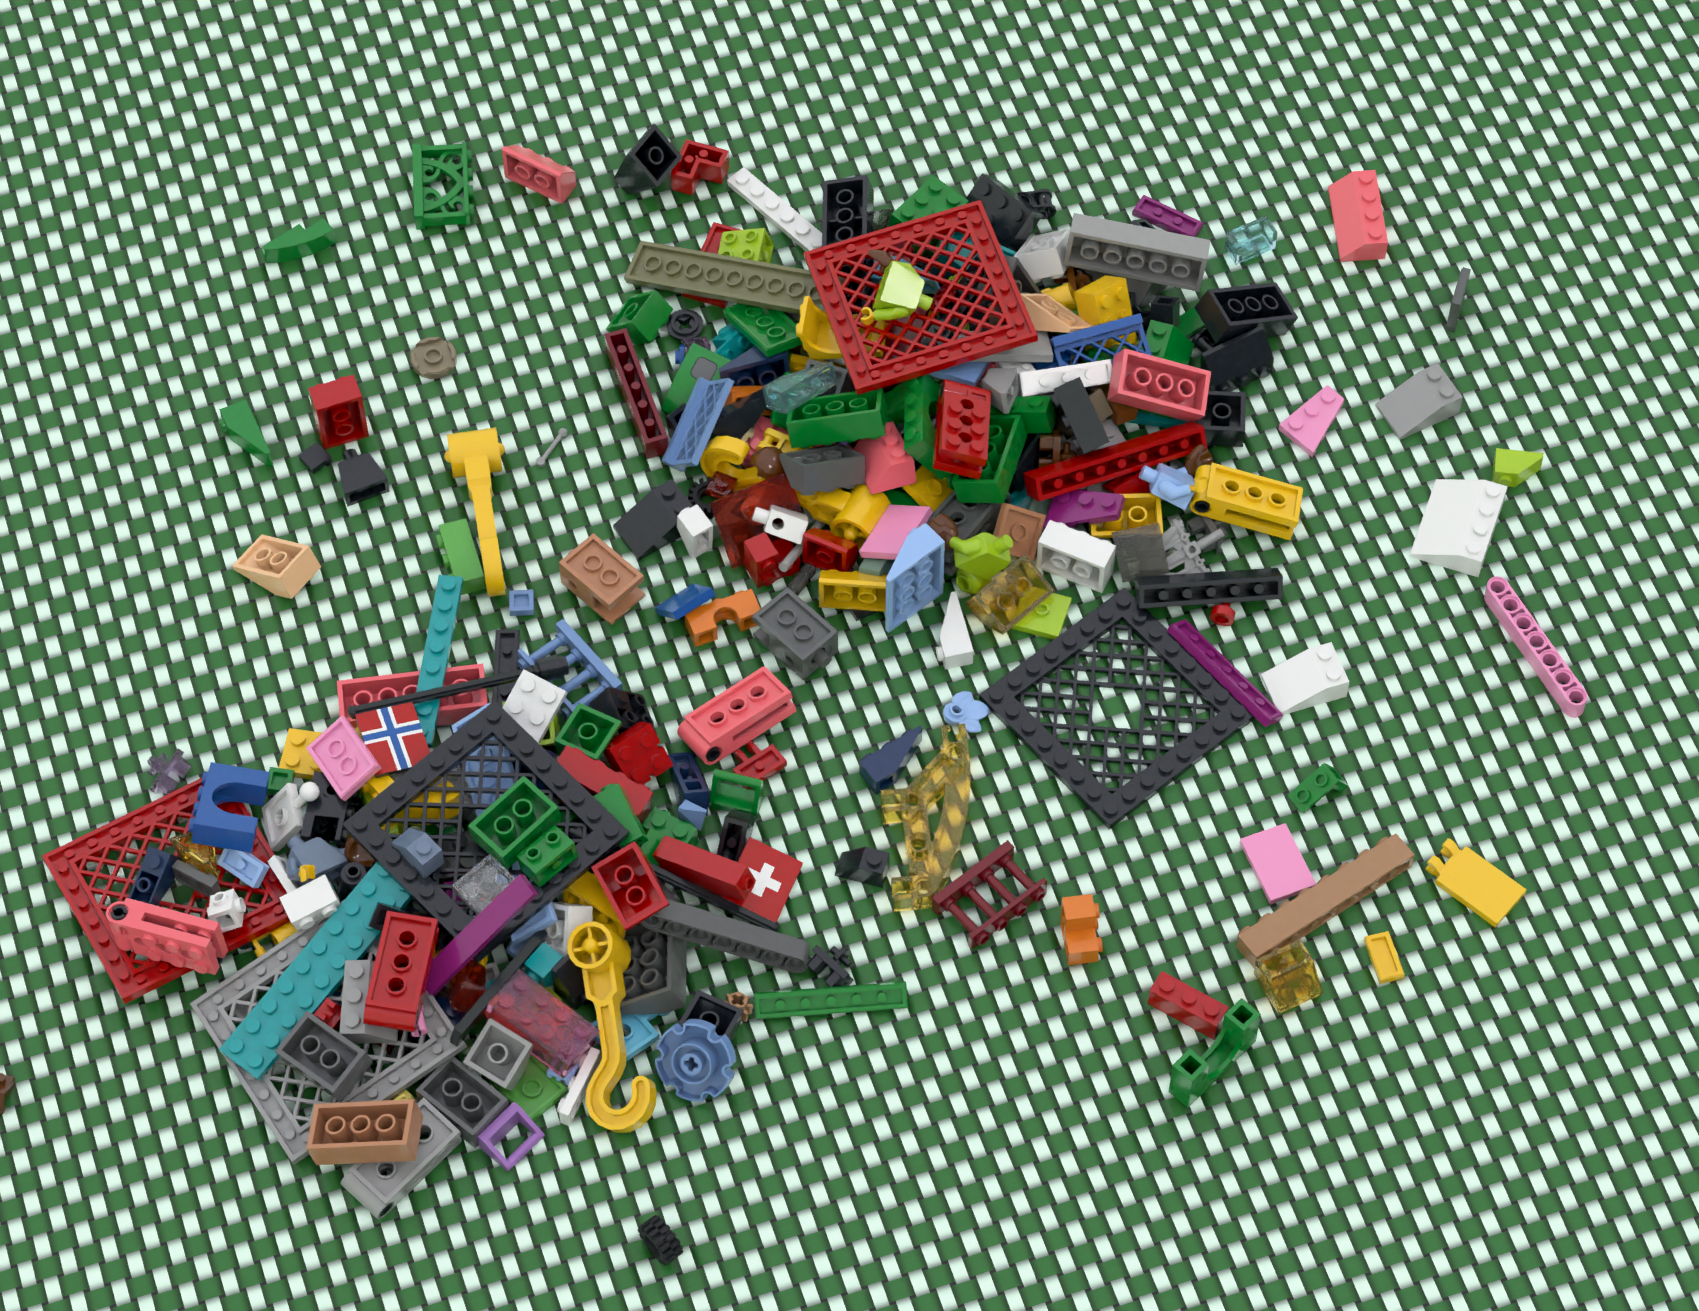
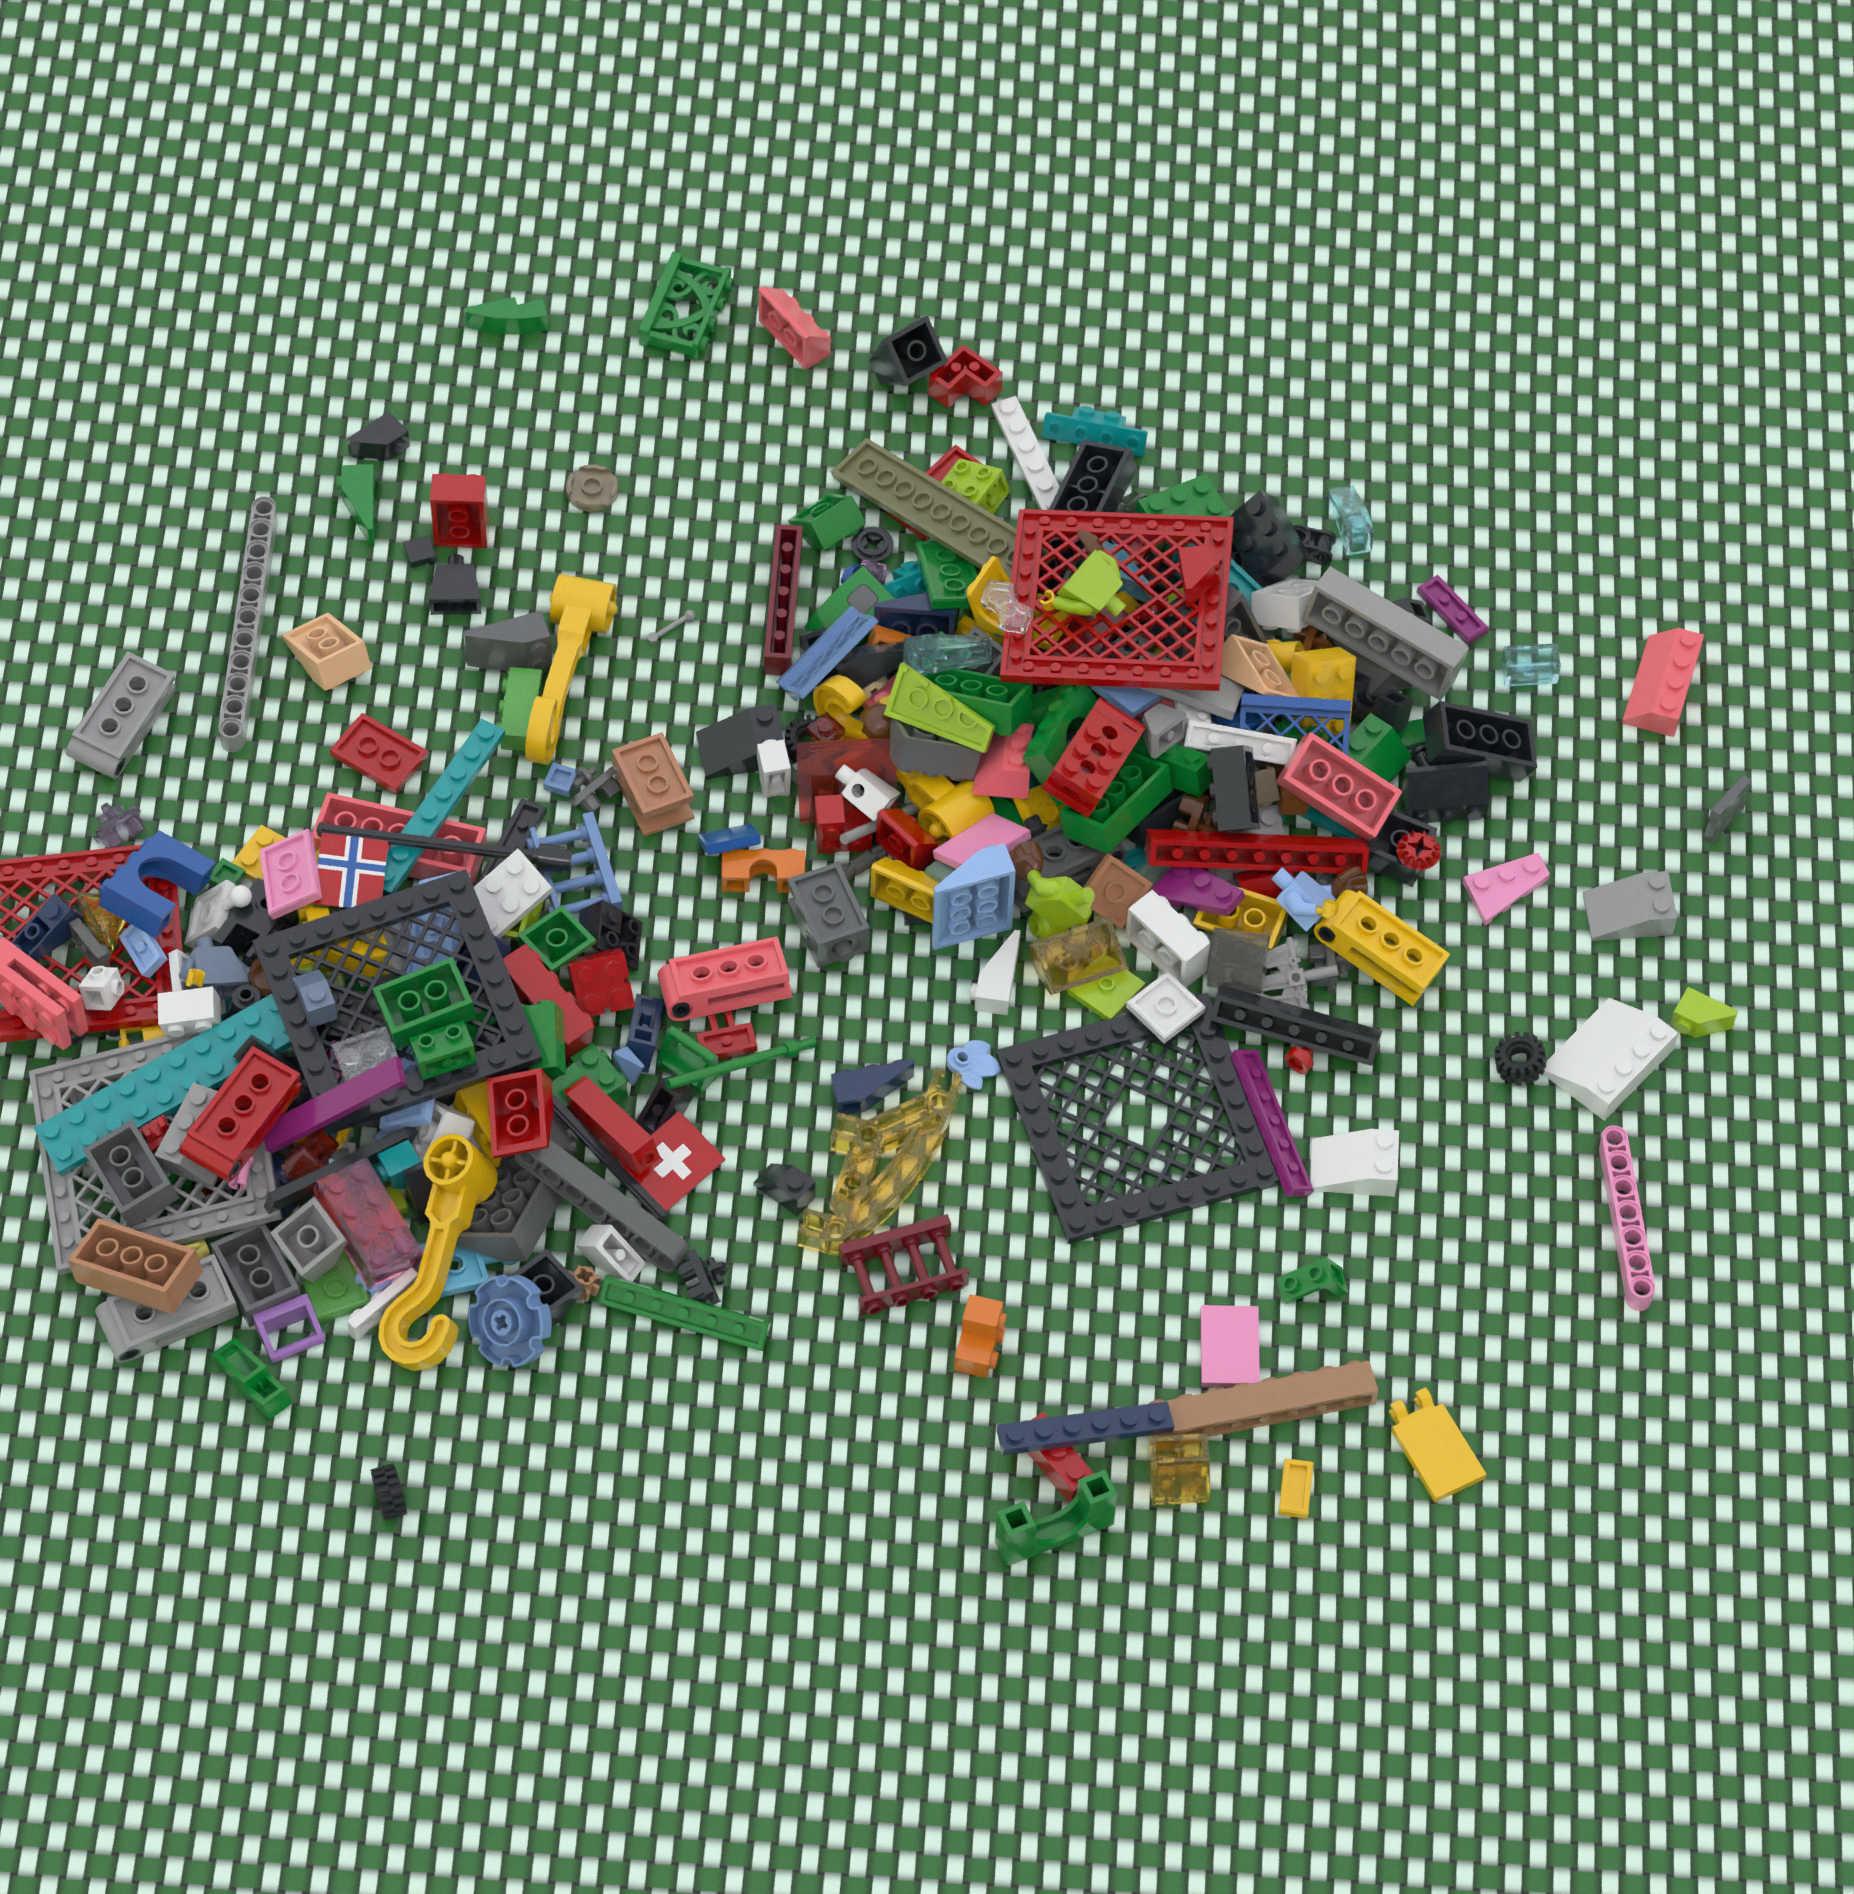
camera: 20 degrees right, 0 degrees up
(129, 679) = (121, 715): none -> light grey hinge
(204, 574) = (255, 565): none -> light grey beam
(240, 377) = (379, 439): none -> black slope
(360, 634) = (379, 753): none -> red plate
(431, 505) = (510, 643): none -> dark grey slope
(499, 1189) = (252, 1378): none -> green slope
(549, 608) = (586, 797): none -> dark grey hips
(747, 973) = (610, 1252): none -> white slope
(811, 755) = (787, 1049): none -> green bar
(812, 171) = (1094, 426): none -> teal bracket
(813, 436) = (930, 708): none -> lime wing
(828, 329) = (1001, 599): none -> clear tile
(931, 501) = (1035, 825): none -> black piece
(975, 251) = (1197, 571): none -> red slope
(1056, 174) = (1352, 520): none -> clear light blue slope
(1099, 610) = (1166, 1007): none -> white tile
(1203, 971) = (1085, 1428): none -> dark blue plate
(1233, 419) = (1426, 859): none -> red gear
(1393, 563) = (1523, 1071): none -> black tyre

